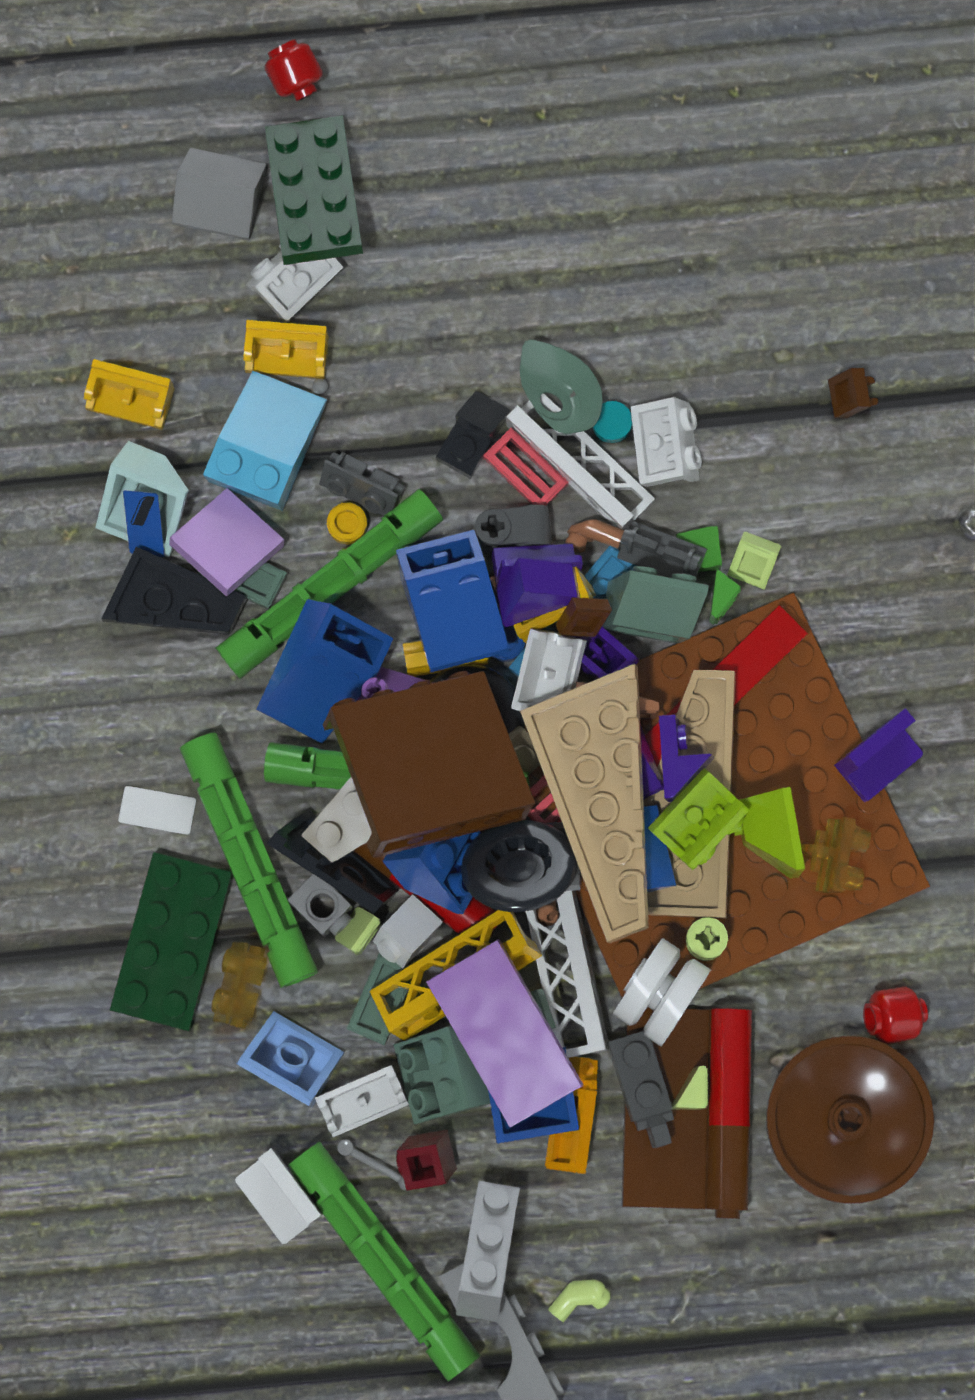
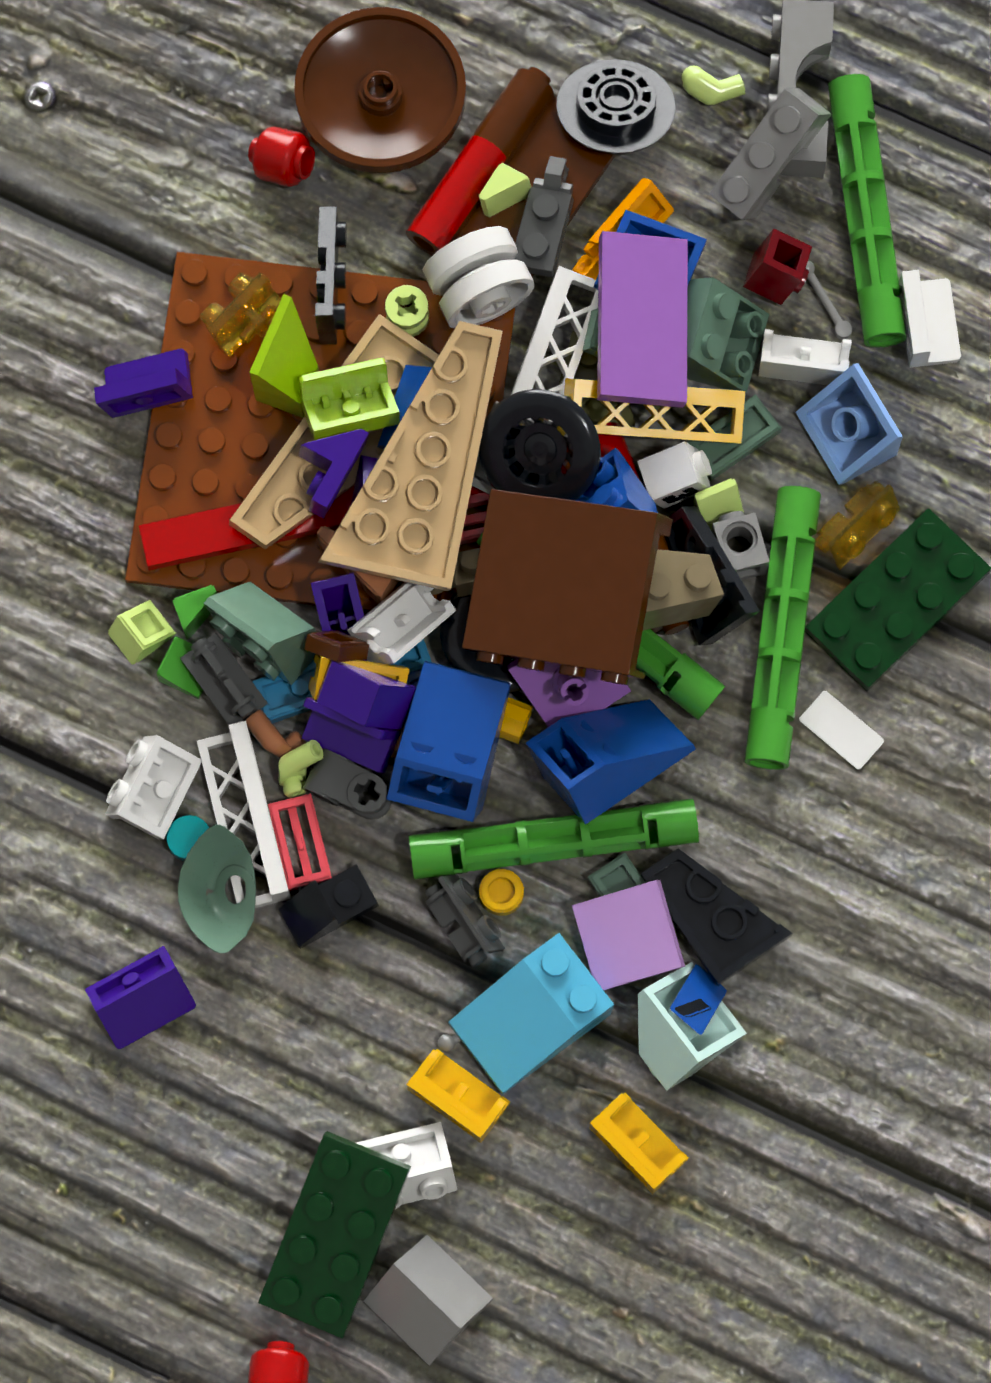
camera: 150 degrees left, 5 degrees down
(564, 522) = (293, 767): none -> yellowish green arm
(573, 280) = (140, 998): none -> dark purple panel
(647, 1228) = (616, 95): none -> wheel
(808, 964) = (332, 275): none -> black wing

